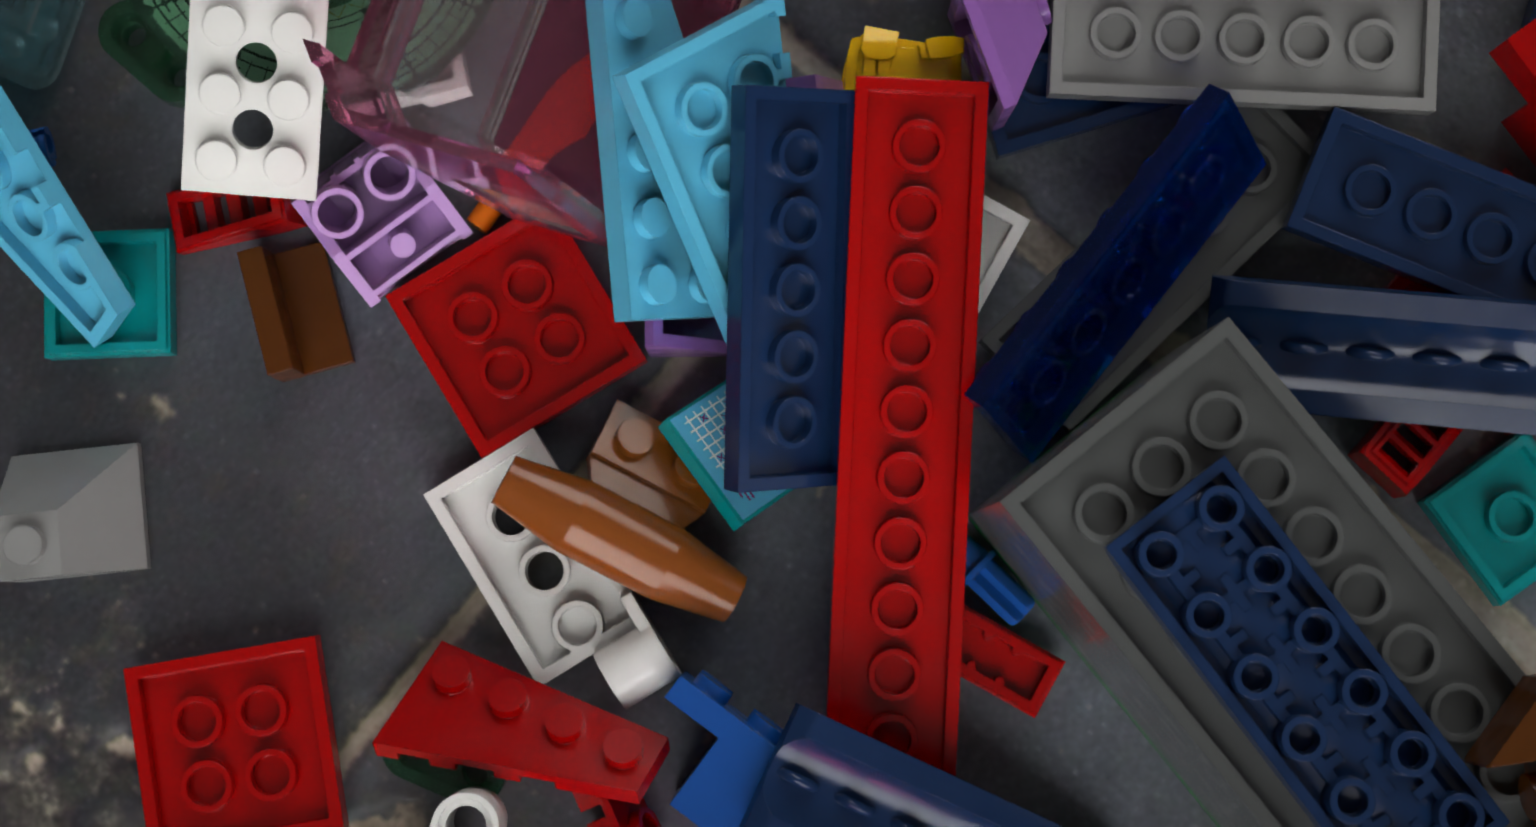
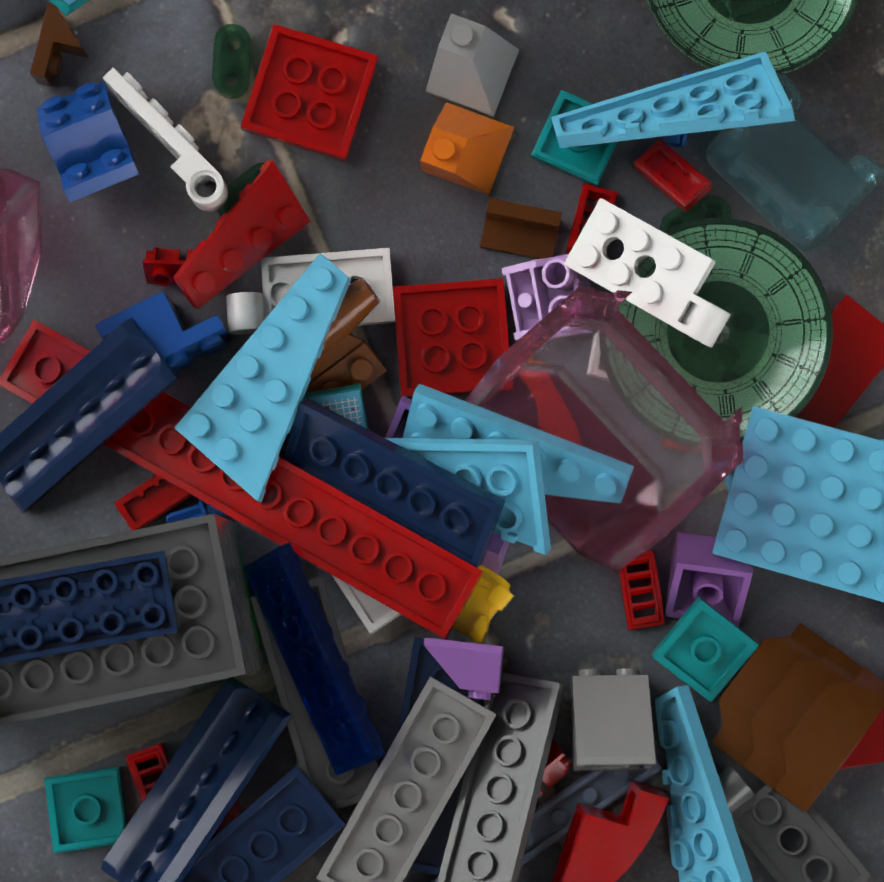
camera: 120 degrees right, 0 degrees up
(99, 120) = (672, 175): none -> red plate
(209, 457) = (466, 148): none -> orange slope
(756, 568) = (258, 393): none -> medium azure wing

